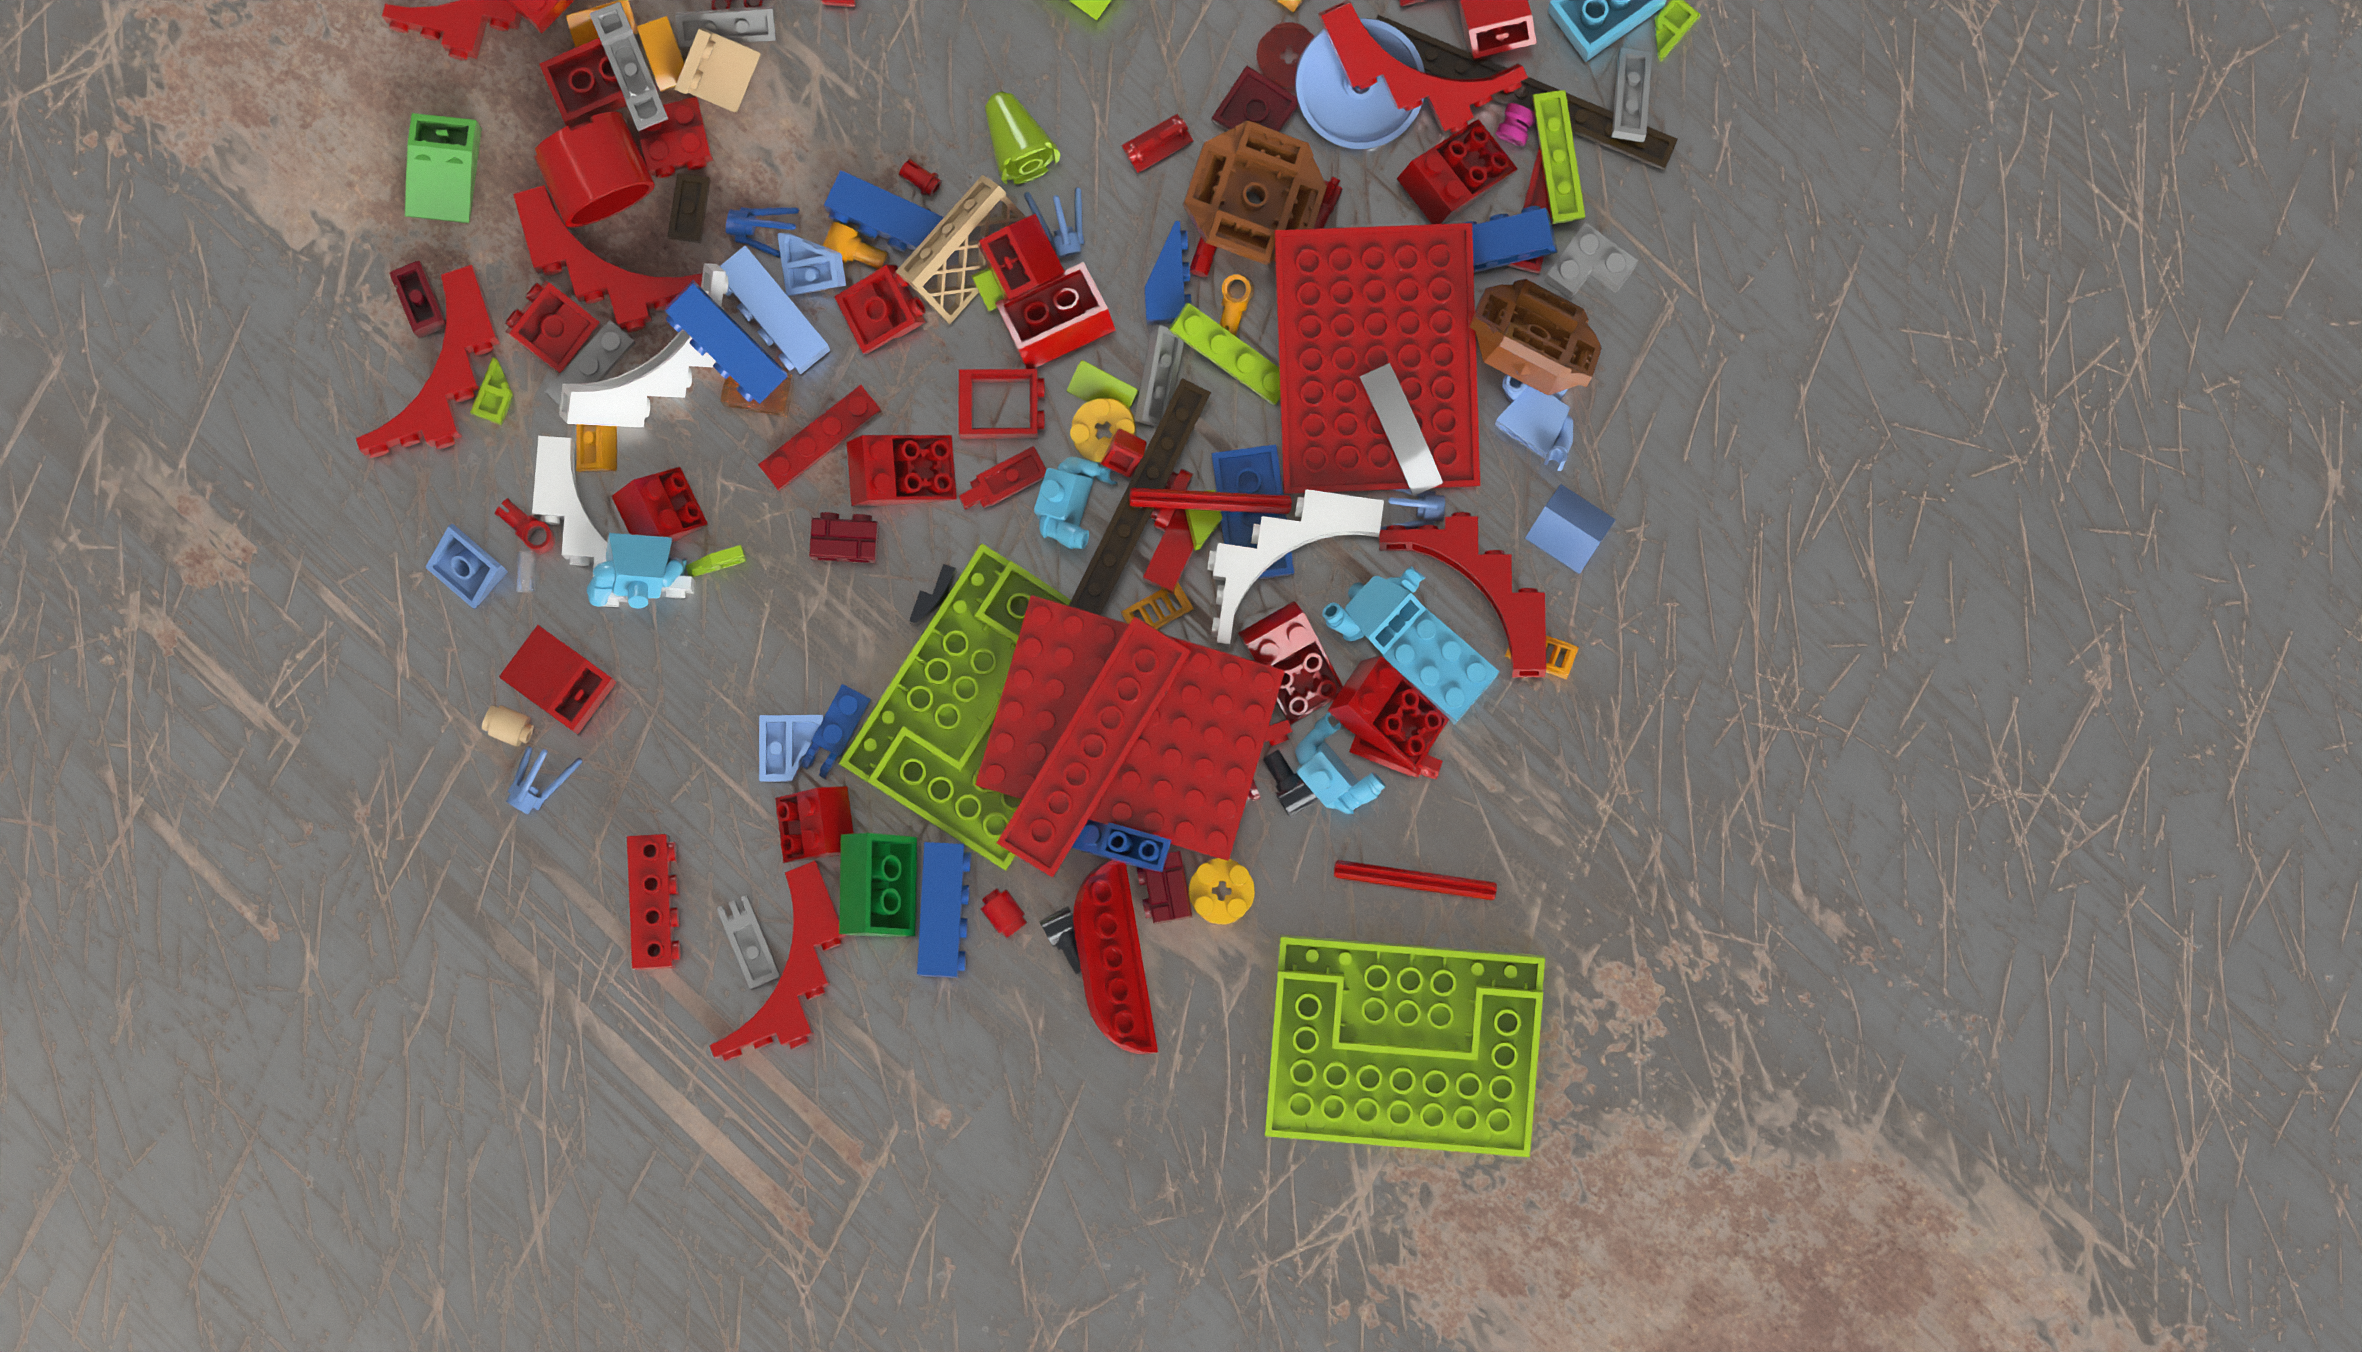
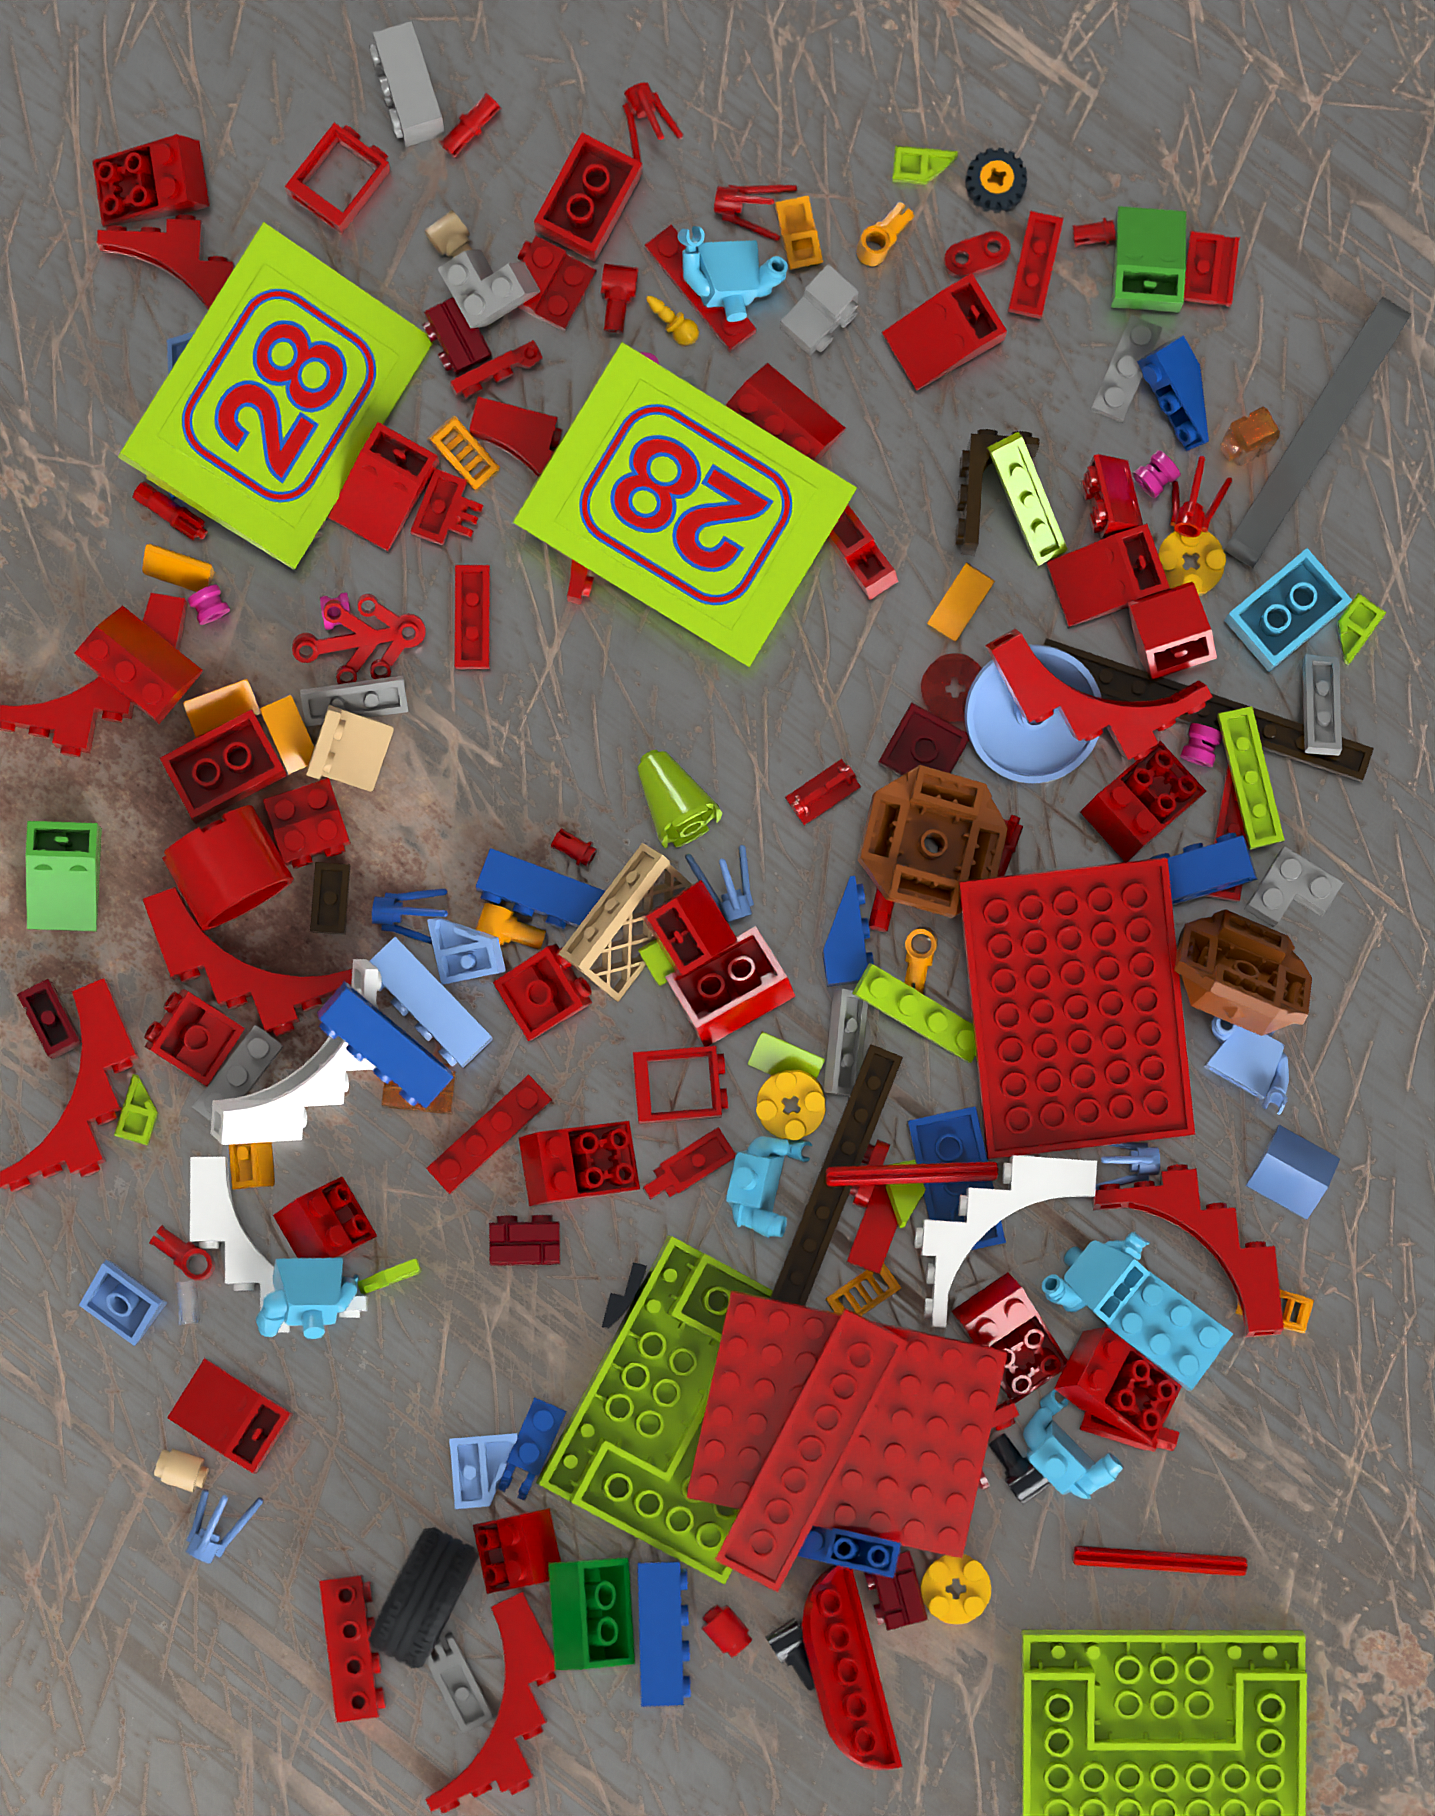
camera: 15 degrees left, 0 degrees up
(629, 66) = (257, 755): light grey slope -> none
(720, 855) = (423, 1597): none -> black tyre
(1124, 453) = (816, 1128): red slope -> none
(1401, 429) = (1108, 1081): light grey slope -> none

